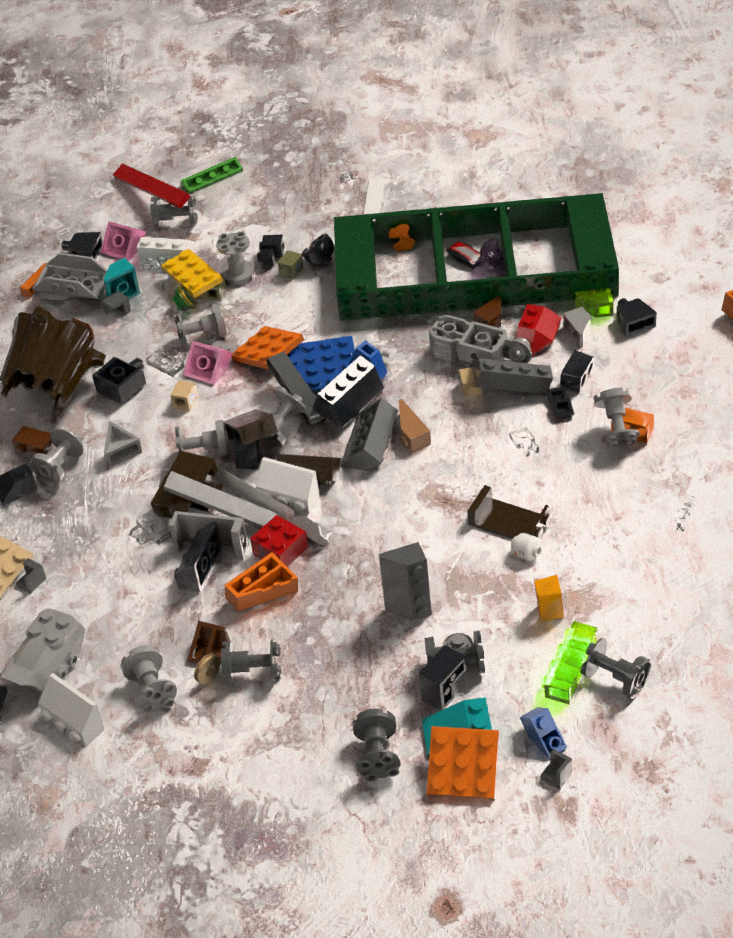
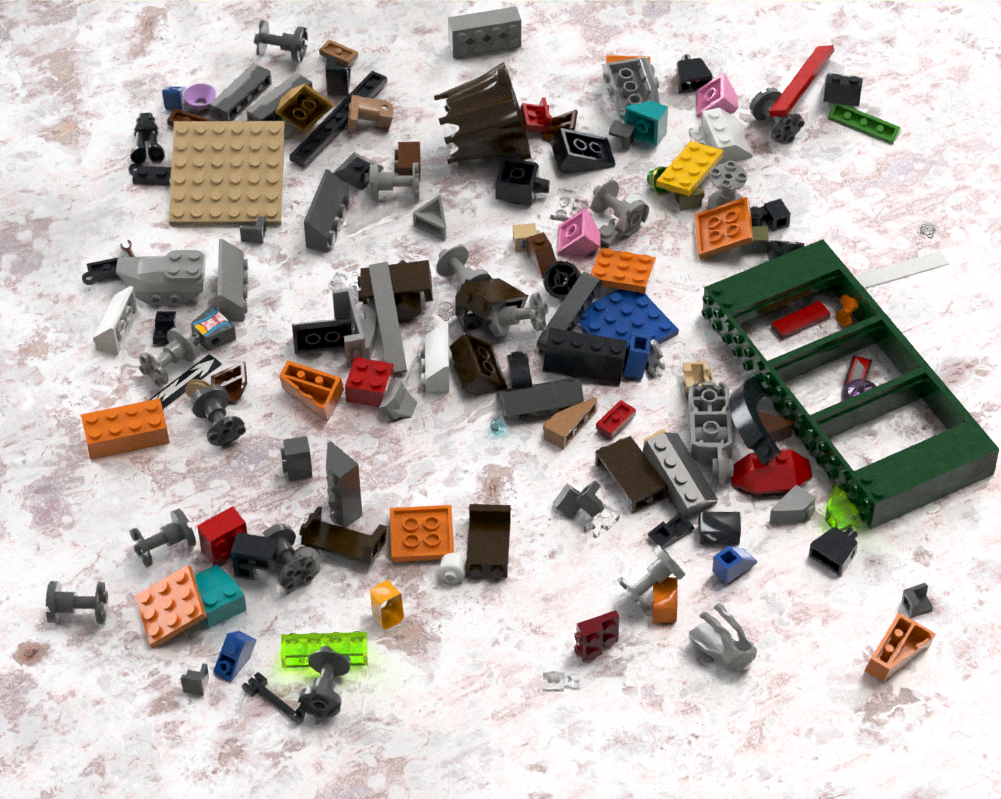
camera: 60 degrees right, 5 degrees up
(54, 516) = (326, 212): none -> dark grey slope
(88, 609) = (232, 281): none -> light grey slope
(98, 680) = (163, 323): none -> black slope
(114, 335) = (581, 151): none -> black slope
(130, 635) = (212, 329): none -> dark grey torso
(175, 169) = (843, 89): none -> black slope
(184, 701) = (177, 387): none -> black sticker
(212, 390) = (540, 252): none -> reddish brown slope
(212, 743) = (125, 428): none -> orange brick
(256, 381) = (560, 278): none -> black cylinder
(269, 274) = (724, 228): none -> orange plate
(337, 439) = (519, 370): none -> black arch
(341, 614) = (297, 458): none -> dark grey brick
(382, 473) = (498, 426): none -> clear light blue hinge
(388, 268) = (800, 320): none -> red tile
(404, 695) = (219, 534): none -> red brick
(409, 853) = (68, 602): none -> dark grey piece
(413, 340) = (694, 373): none -> tan cylinder
(423, 399) = (616, 418): none -> red plate
(455, 612) = (341, 540): none -> dark brown panel
(473, 558) = (421, 533): none -> orange plate
(488, 402) = (632, 473): none -> dark brown panel
(491, 309) = (748, 423): none -> black arch
(494, 451) = (566, 502): none -> dark grey panel
(509, 432) = (588, 499): none -> dark grey panel
(583, 728) = (259, 687): none -> black hinge
(619, 374) = (732, 563): none -> blue slope
(656, 472) = (596, 633): none -> dark red plate
(705, 292) = (916, 601): none -> dark grey panel
(709, 399) = (718, 643): none -> light grey hair

